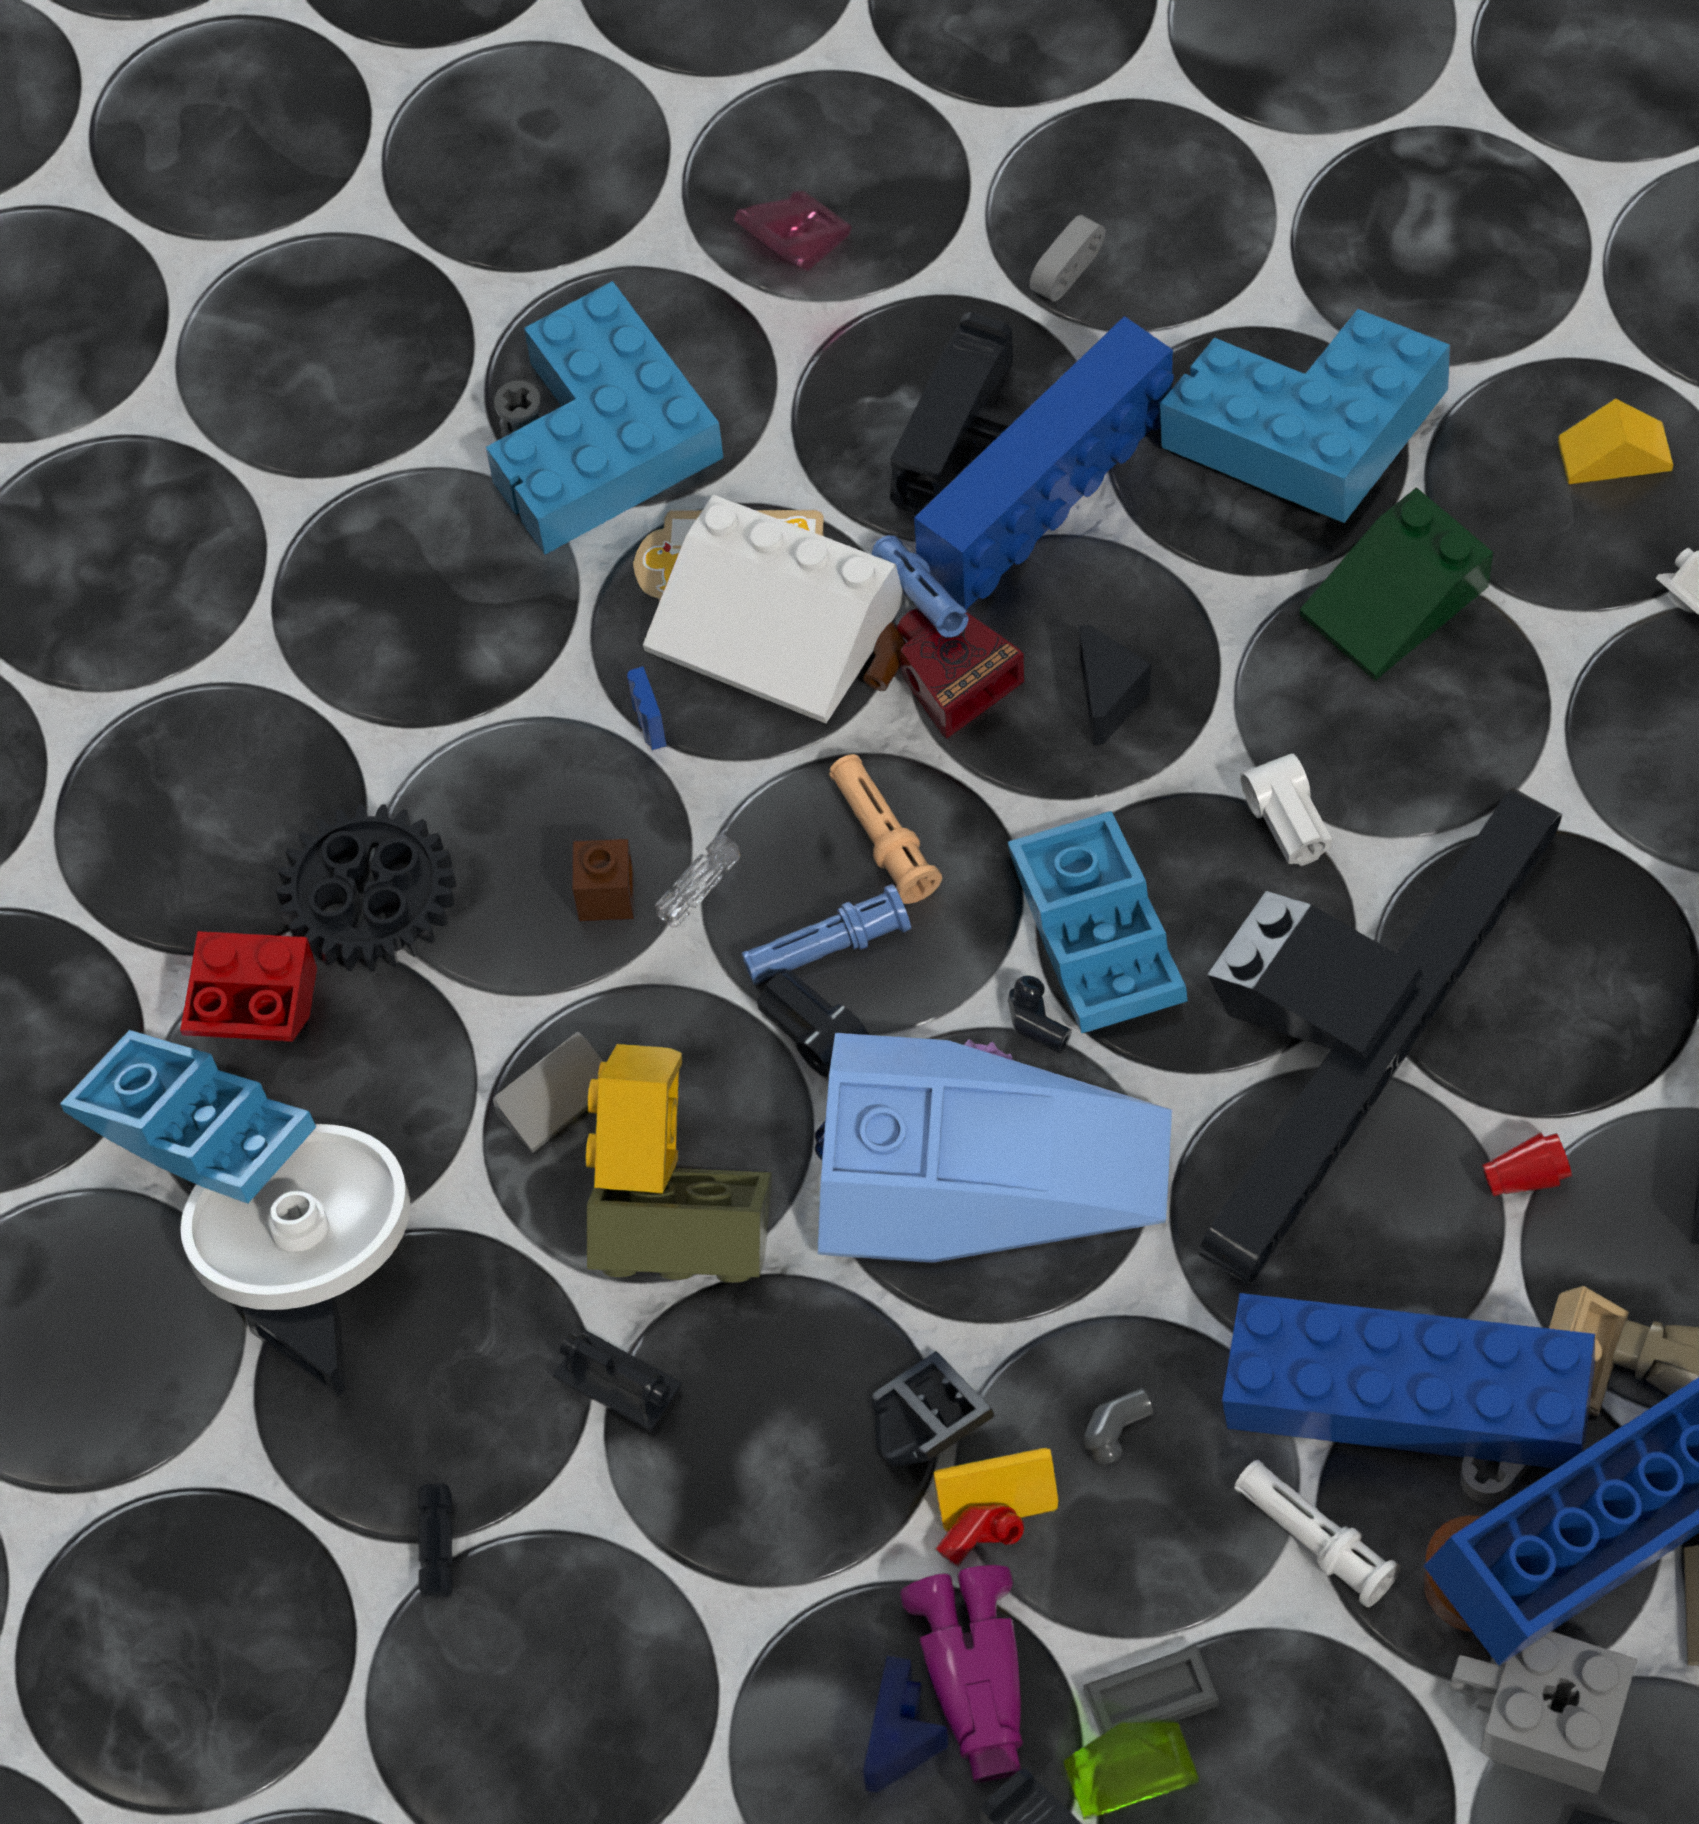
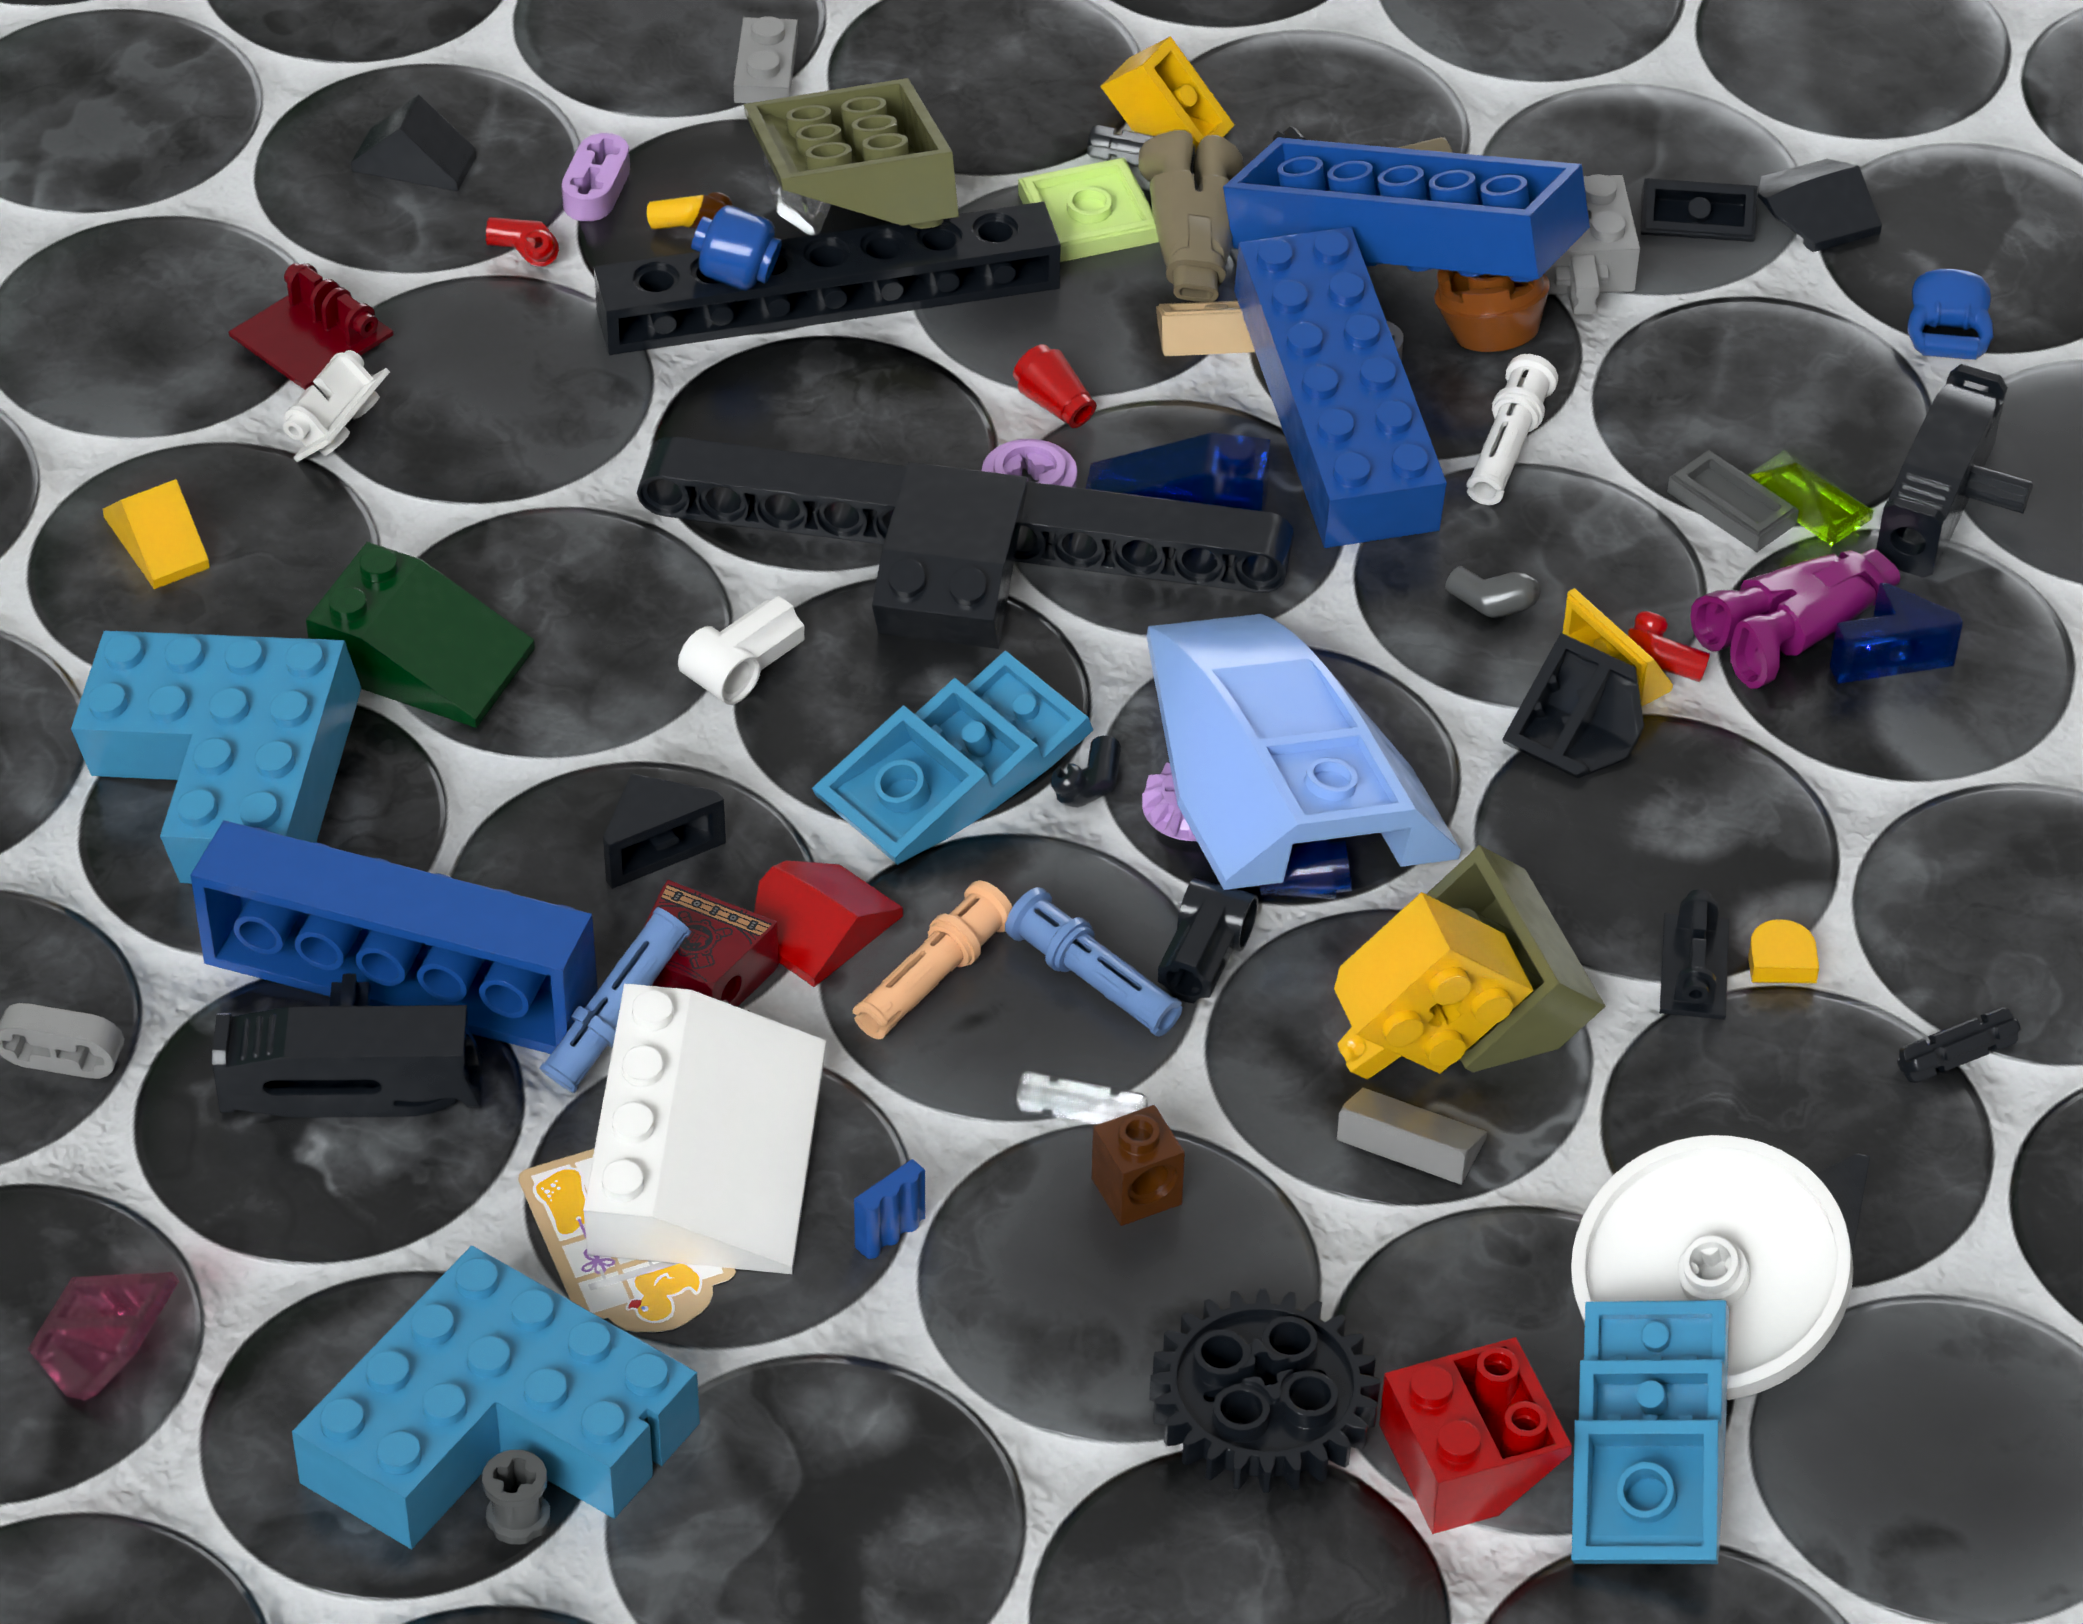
camera: 120 degrees left, 15 degrees down
(597, 1456) = (1783, 953): none -> yellow tile
(976, 776) = (822, 915): none -> red slope
(1351, 1221) = (1197, 470): none -> clear blue slope
(1445, 1095) = (1041, 459): none -> lavender gear

